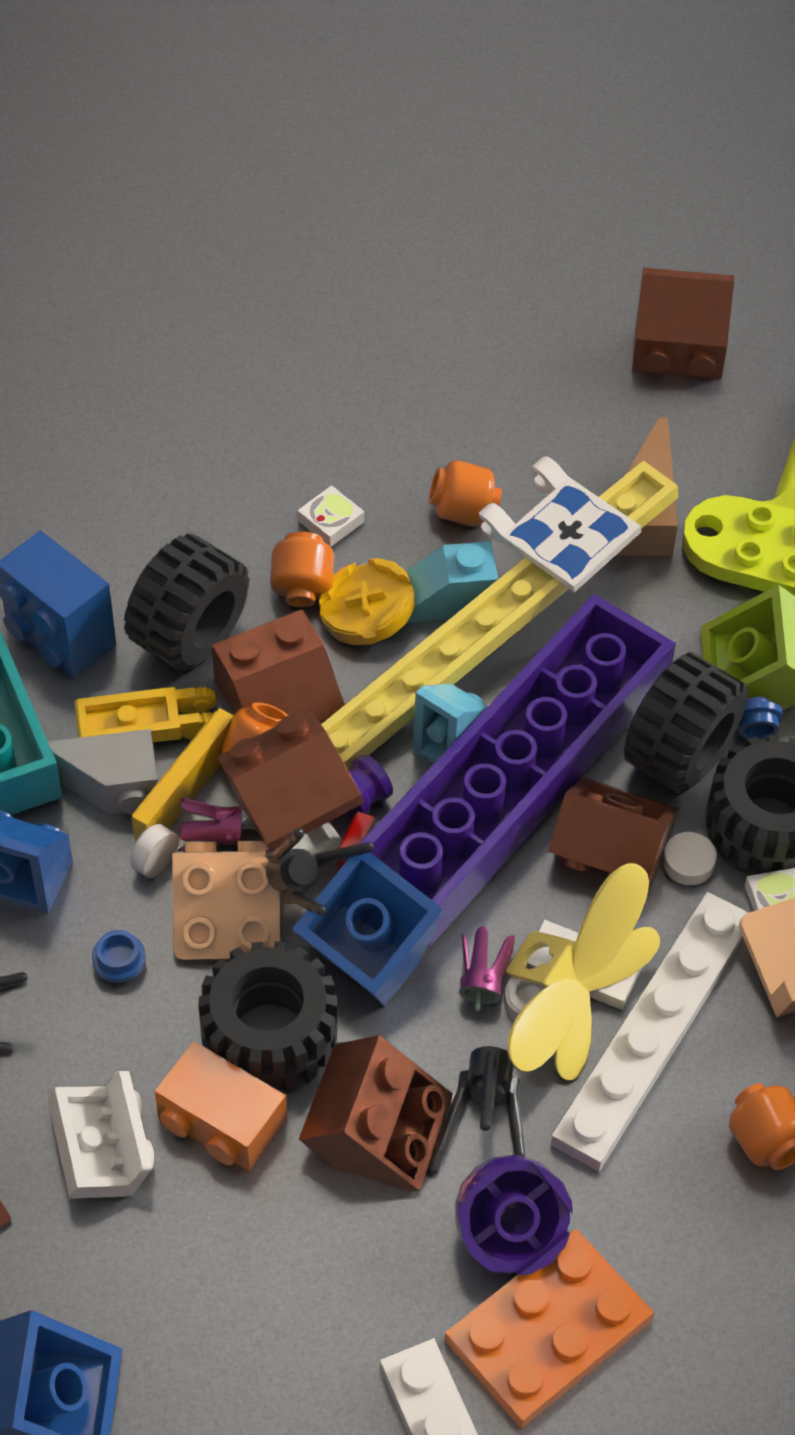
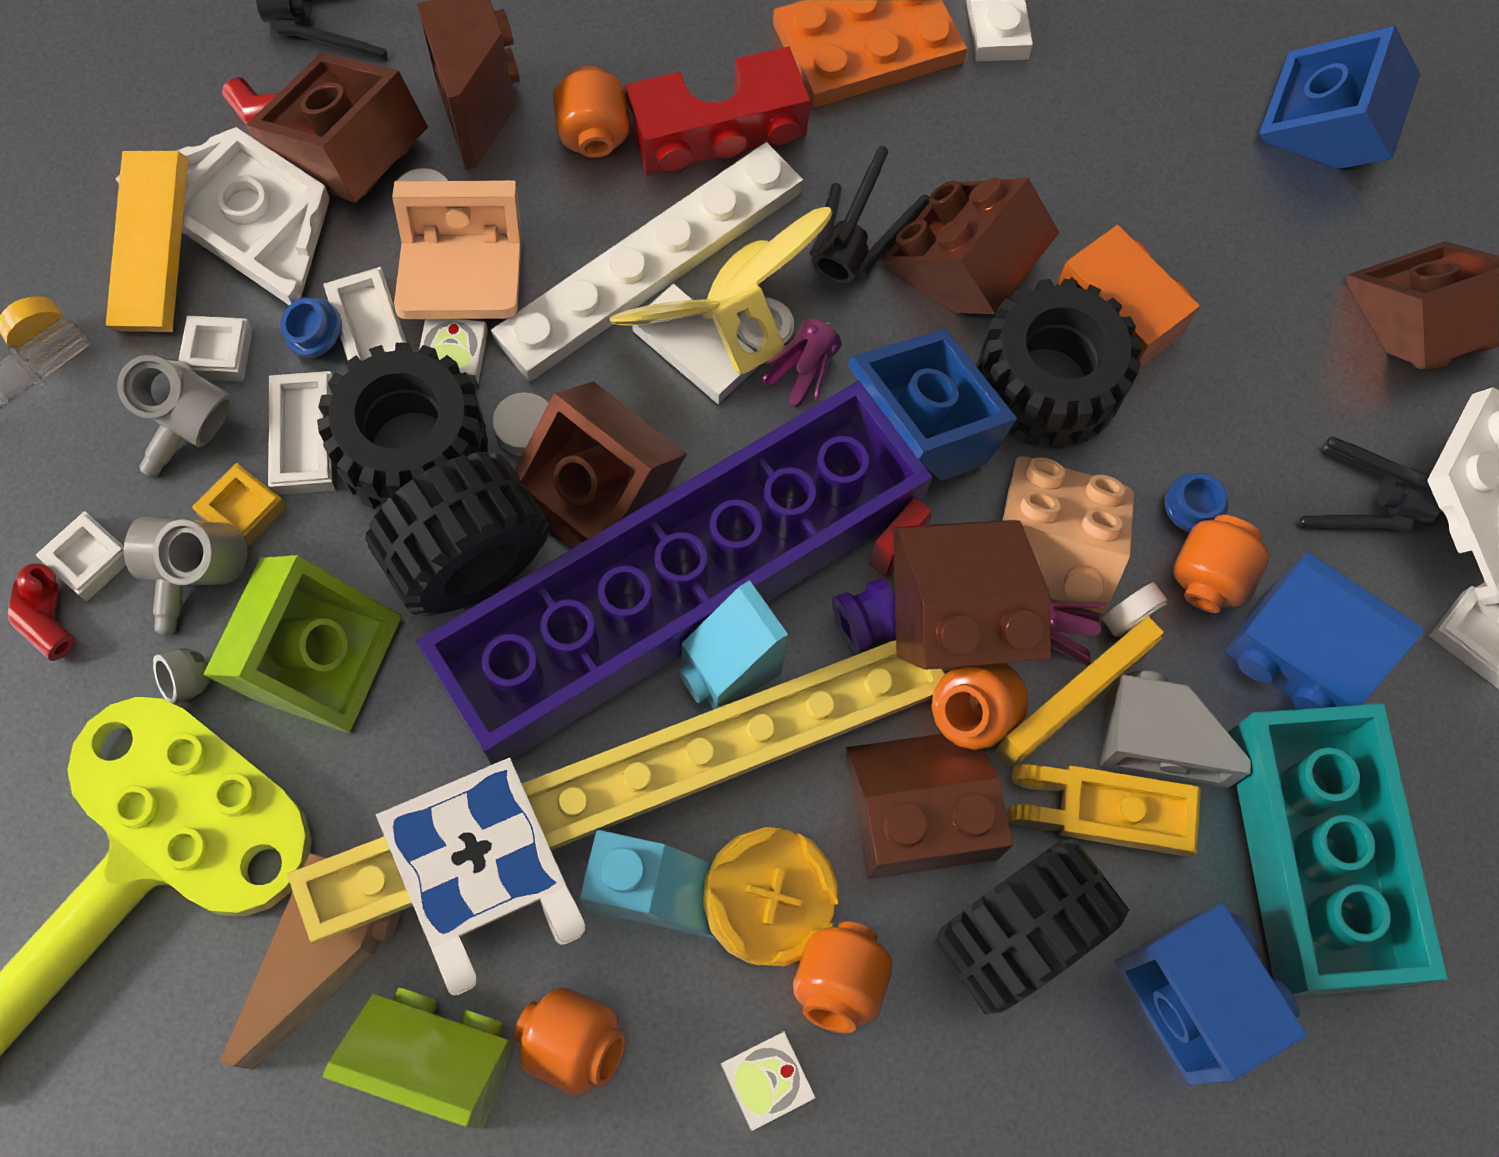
camera: 165 degrees left, 15 degrees up
(91, 899) = (1221, 563): none -> orange head
(101, 1138) = (1256, 305): white bracket -> none
(297, 869) = (996, 479): black plant -> none
(513, 1214) = (877, 102): dark purple cylinder -> none
(541, 427) = (424, 1059): none -> lime slope
(689, 1142) = (679, 129): none -> red arch
(760, 718) = (352, 559): blue plate -> none

